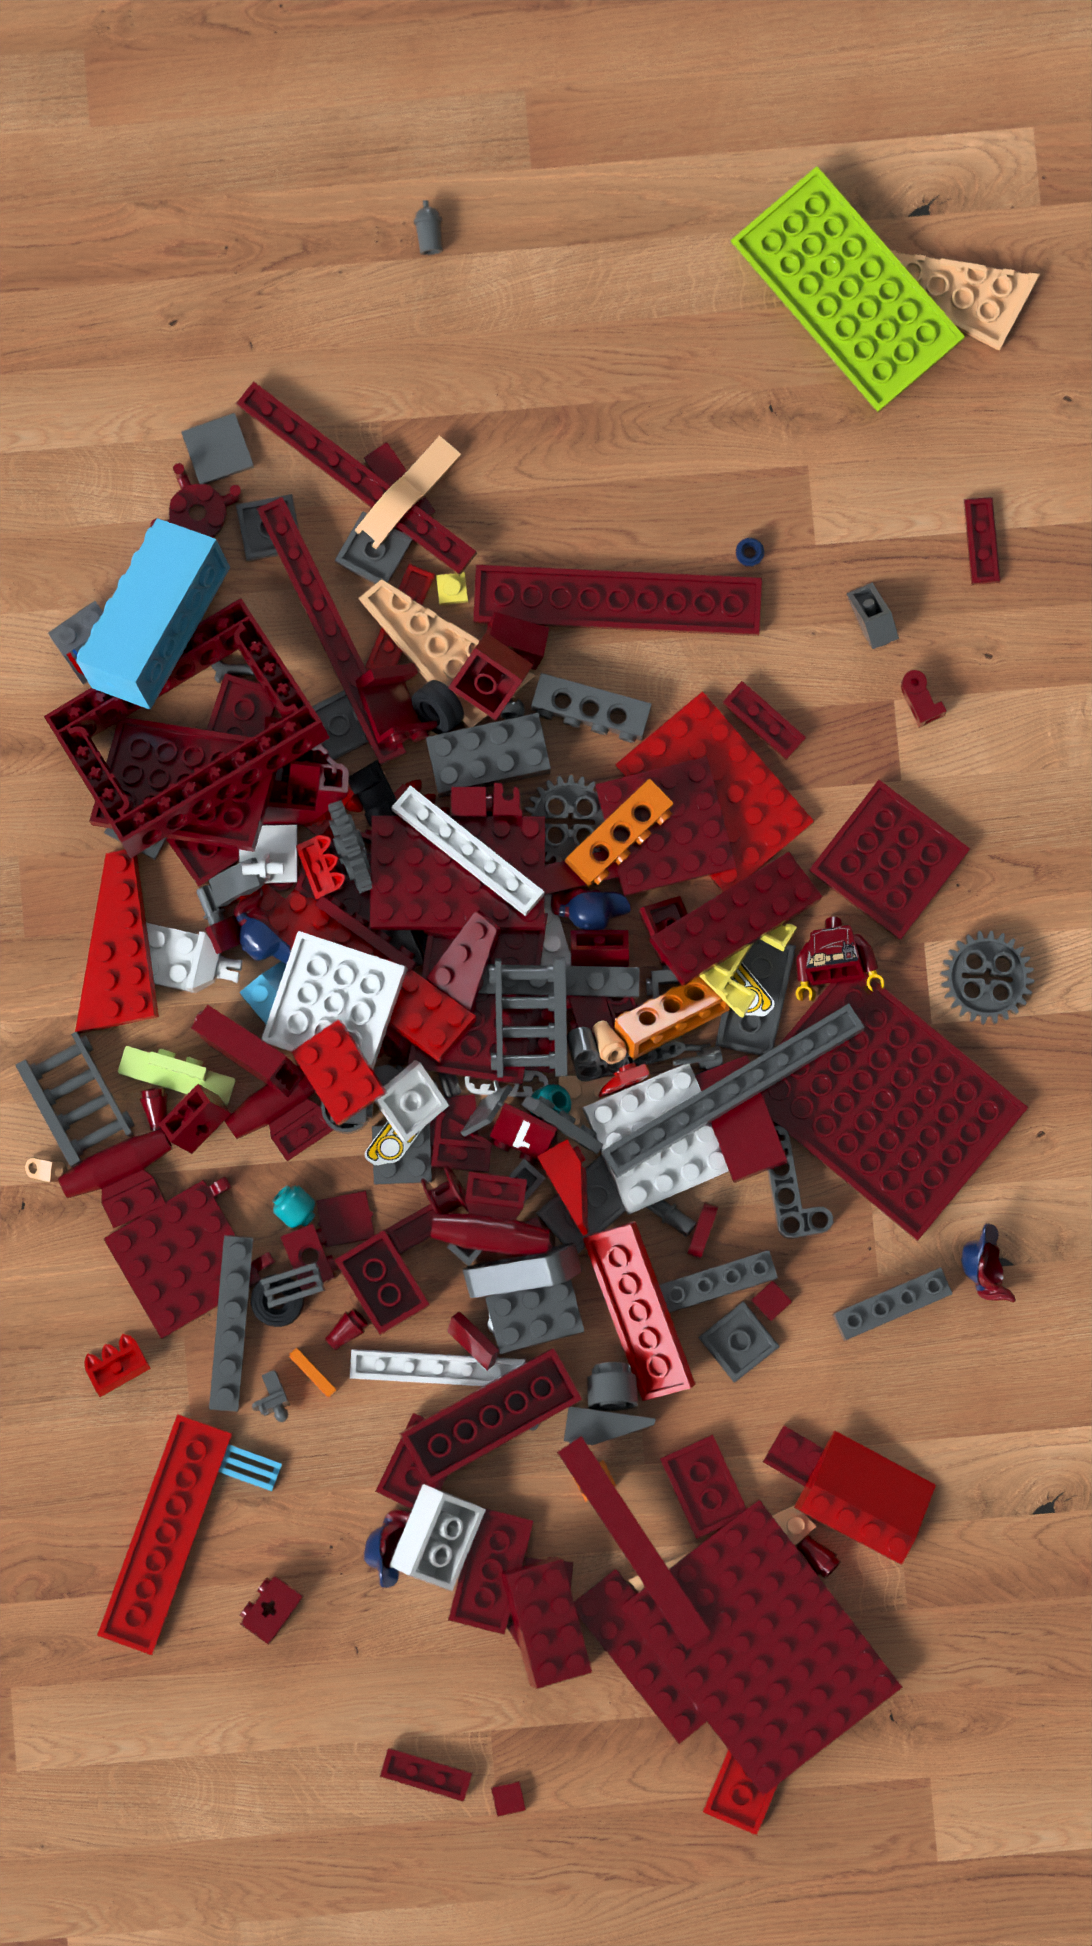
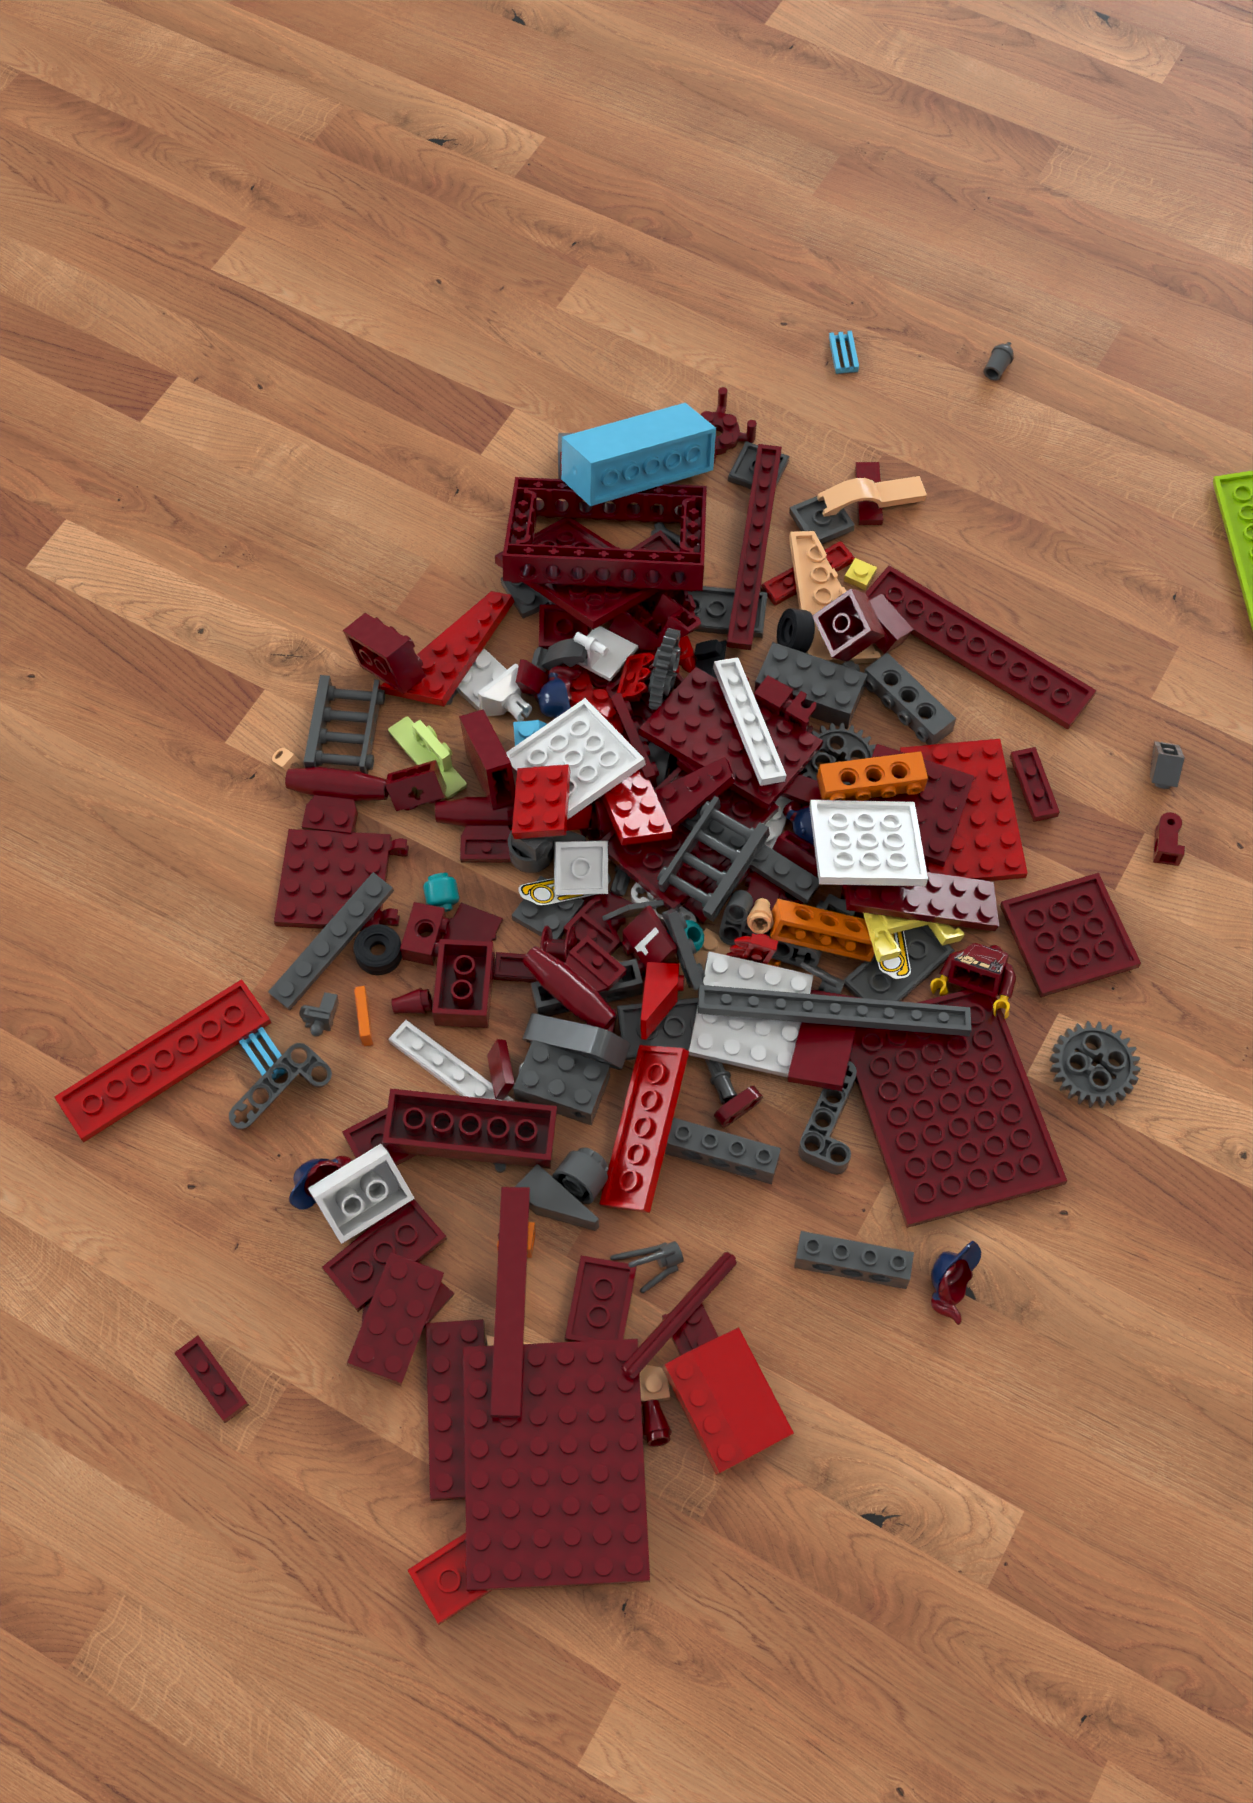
camera: 35 degrees right, 20 degrees down
(64, 1002) = (385, 652): none -> dark red brick
(117, 1366) = (227, 919): red plate -> none
(154, 1105) = (396, 761): dark red cone -> none
(217, 449) = (759, 404): dark grey tile -> none
(245, 304) = (841, 339): none -> medium azure tile
(268, 1626) = (181, 1170): dark red brick -> none
(269, 1293) = (398, 929): dark grey tile -> none
(288, 1495) = (274, 1089): none -> dark grey beam
(352, 475) = (841, 467): dark red plate -> none
(390, 704) = (763, 605): dark red panel -> none
(508, 1798) = (260, 1446): dark red tile -> none
(661, 908) = (867, 843): none -> white plate
(732, 1407) = (665, 1254): none -> dark grey plant
(738, 1342) = (708, 1211): dark grey tile -> none
(752, 543) = (1100, 667): dark blue plate -> none
(771, 1301) = (756, 1196): dark red tile -> none
(780, 1454) = (678, 1315): none -> dark red axle

